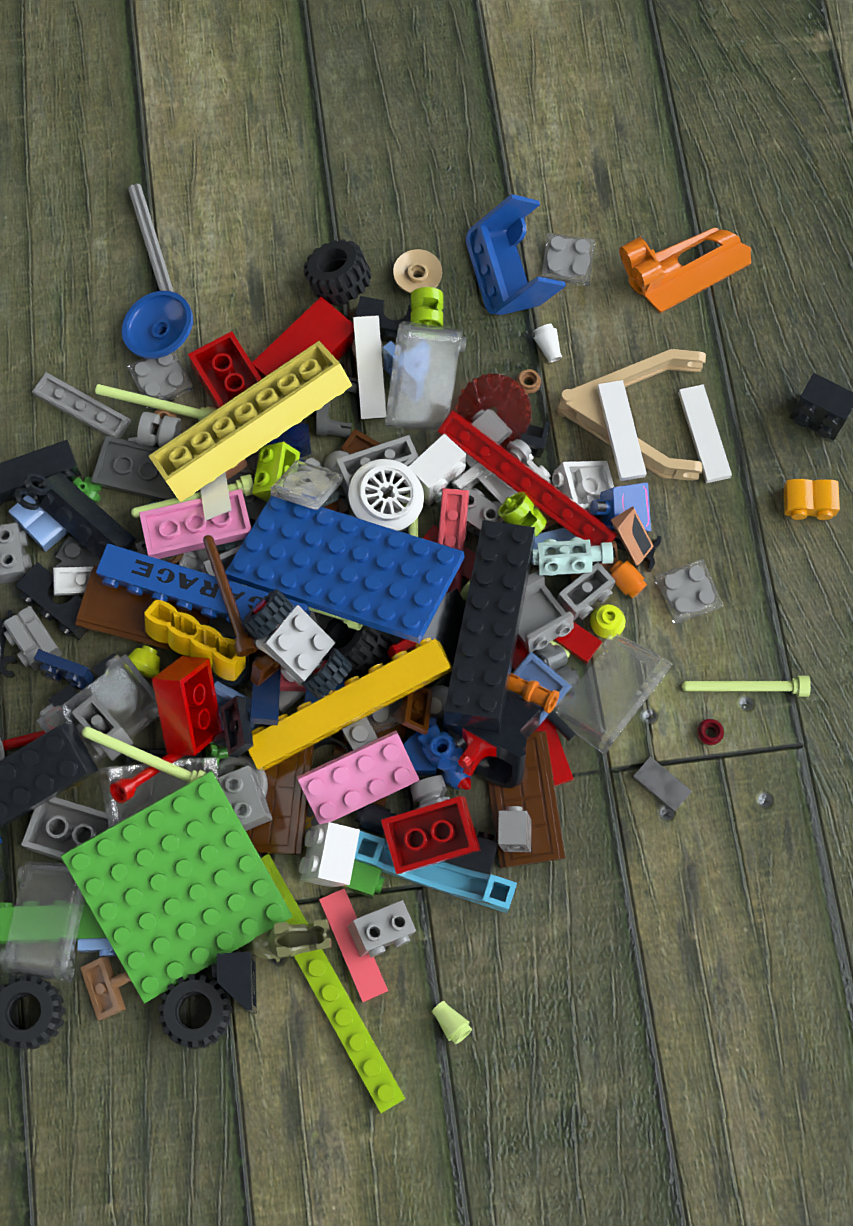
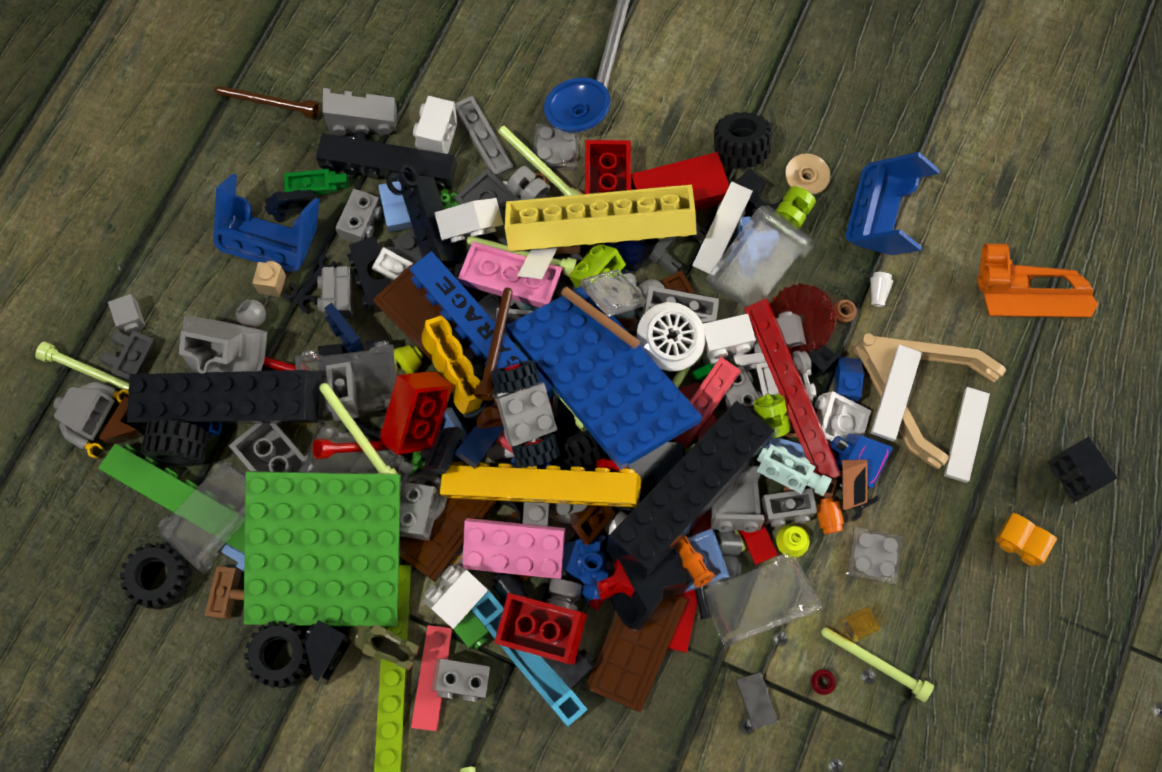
camera: 30 degrees right, 0 degrees up
(30, 421) = (436, 125): none -> white brick
(122, 494) = (469, 220): none -> white brick
(308, 514) = (600, 317): none -> medium nougat bar
(433, 513) = (702, 372): none -> green tile
(514, 830) = (611, 665): light grey brick -> none
(568, 259) = (937, 230): light grey piece -> none
(569, 442) = (848, 378): none -> blue slope
(713, 660) = (860, 624): none -> clear yellow brick

